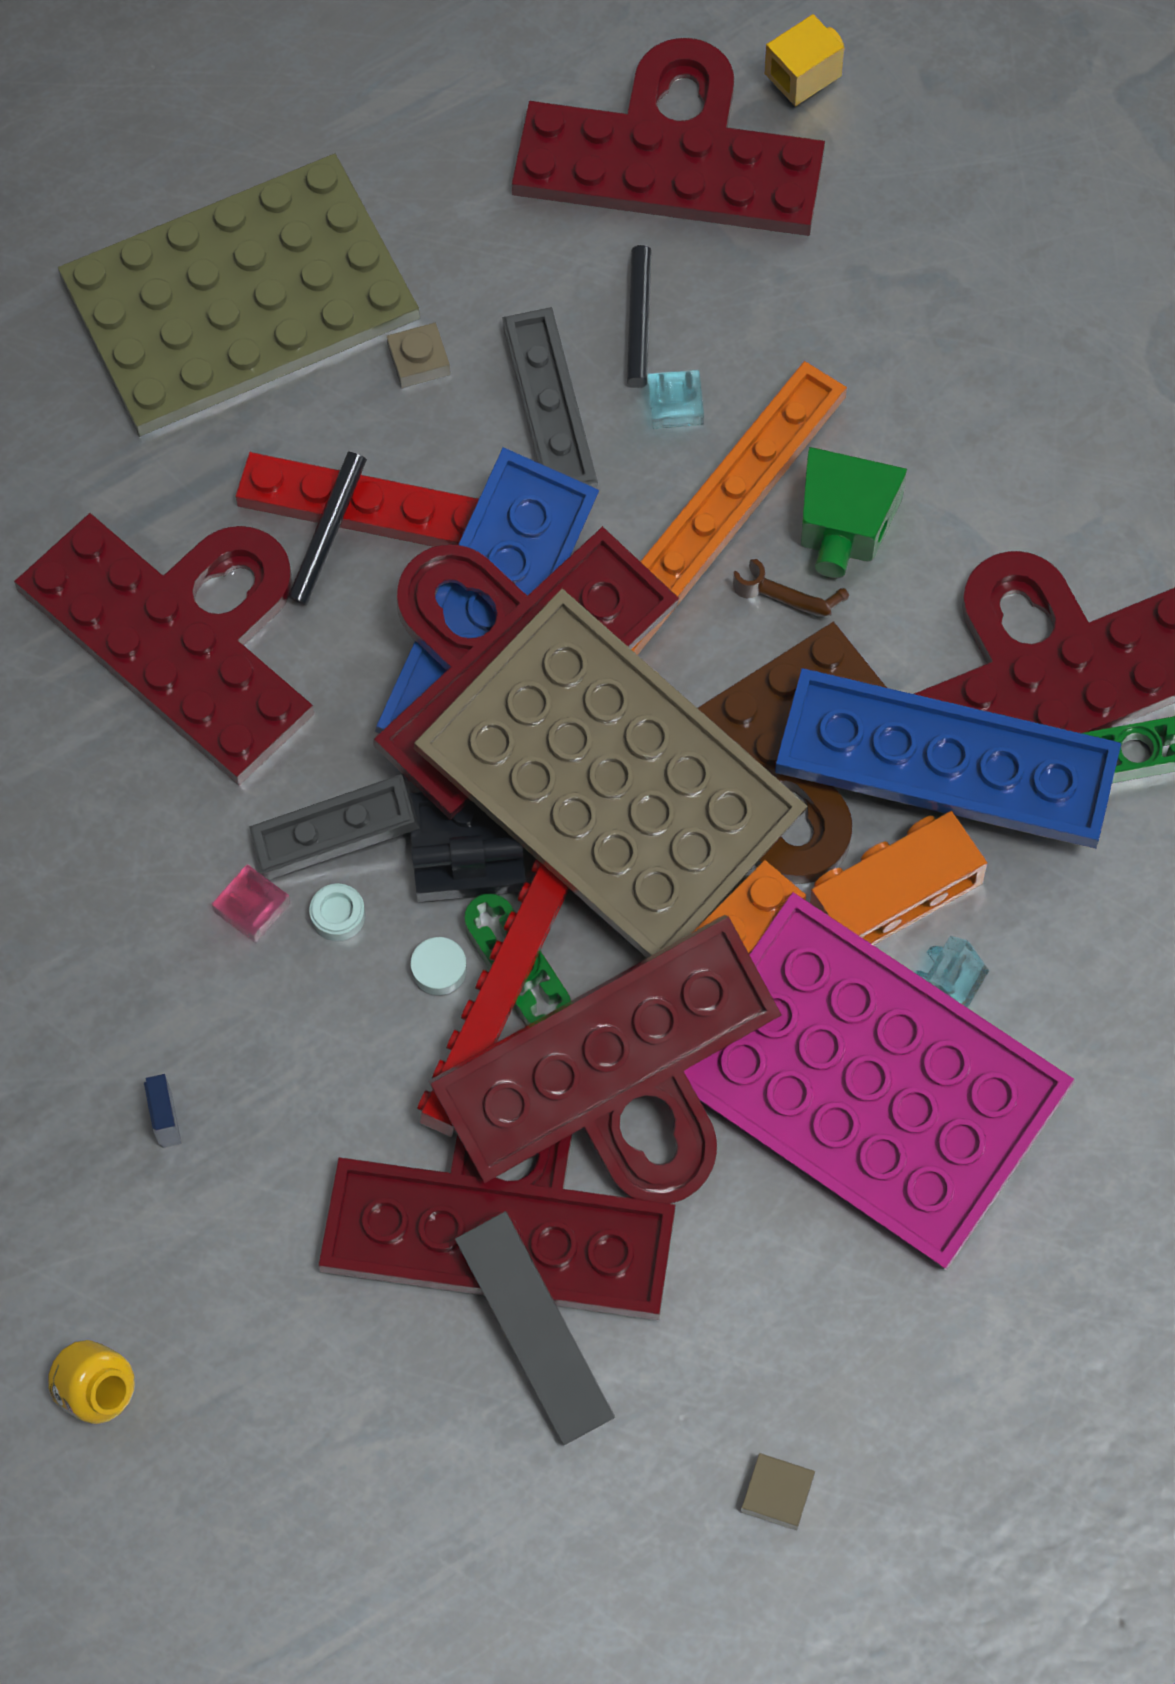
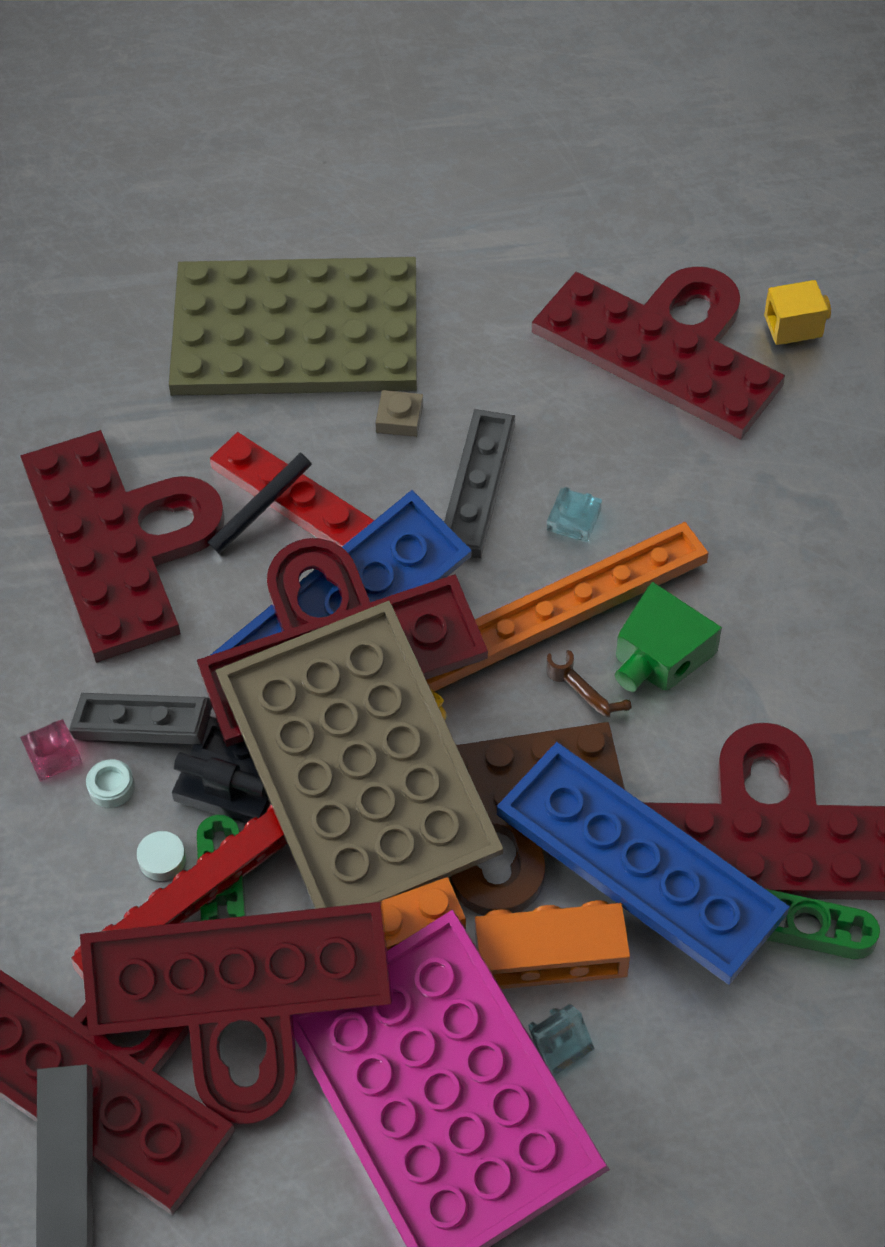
camera: 25 degrees right, 10 degrees down
(639, 316) = (578, 446): black bar -> none

